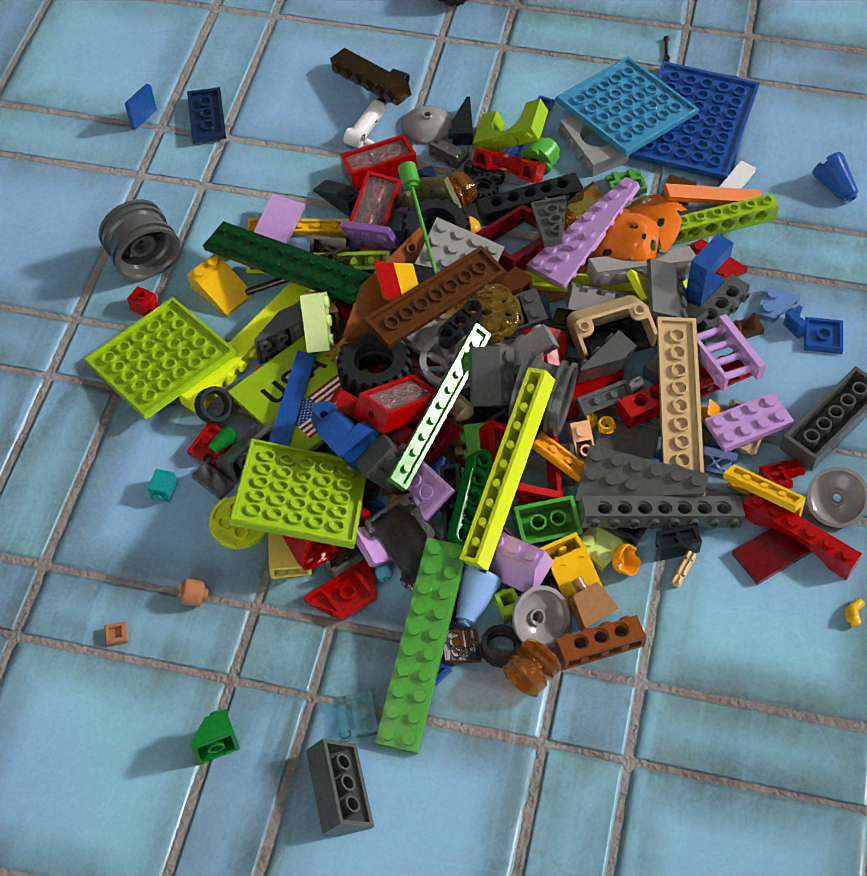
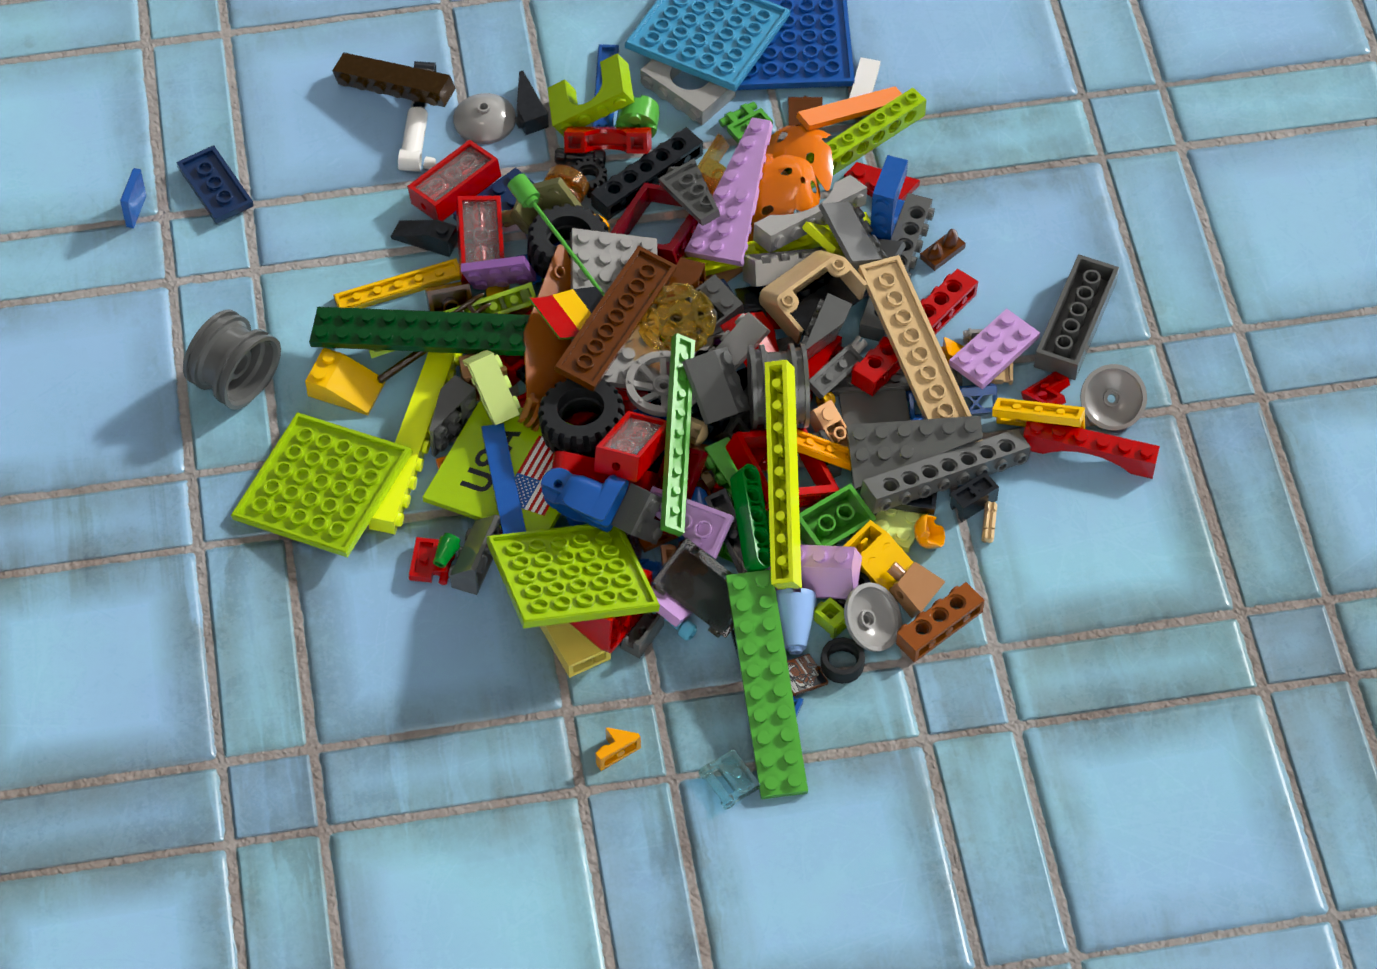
camera: 25 degrees left, 0 degrees up
(116, 634) = (434, 789): nougat tile -> none
(142, 301) = (265, 429): red brick -> none
(162, 485) = (401, 621): teal brick -> none
(192, 592) = (496, 718): nougat head -> none
(213, 480) = (452, 598): dark grey tile -> none
(214, 738) = (604, 846): green slope -> none
(227, 402) = (427, 513): black tyre -> none
(229, 535) = (499, 633): neon yellow tile -> none
(280, 218) = (374, 283): lavender tile -> none
(281, 653) = (621, 745): none -> light orange slope
(339, 787) = (747, 850): dark grey slope -> none
(345, 593) = (657, 663): red wing -> none
(448, 153) = (526, 146): dark grey bracket -> none
(455, 331) = (657, 331): black beam -> none
(531, 667) = (886, 668): clear orange wheel -> none
(606, 421) = (848, 395): yellow plate -> none
(741, 347) = (957, 274): lavender fence -> none
(769, 554) = (1068, 478): dark red tile -> none
(775, 303) = (965, 211): medium blue wing -> none
(794, 322) = (994, 226): blue bracket -> none
(823, 335) = (1028, 230): blue tile -> none
(837, 177) = (974, 47): blue cone -> none
(852, 614) = (1171, 509): yellow arm -> none

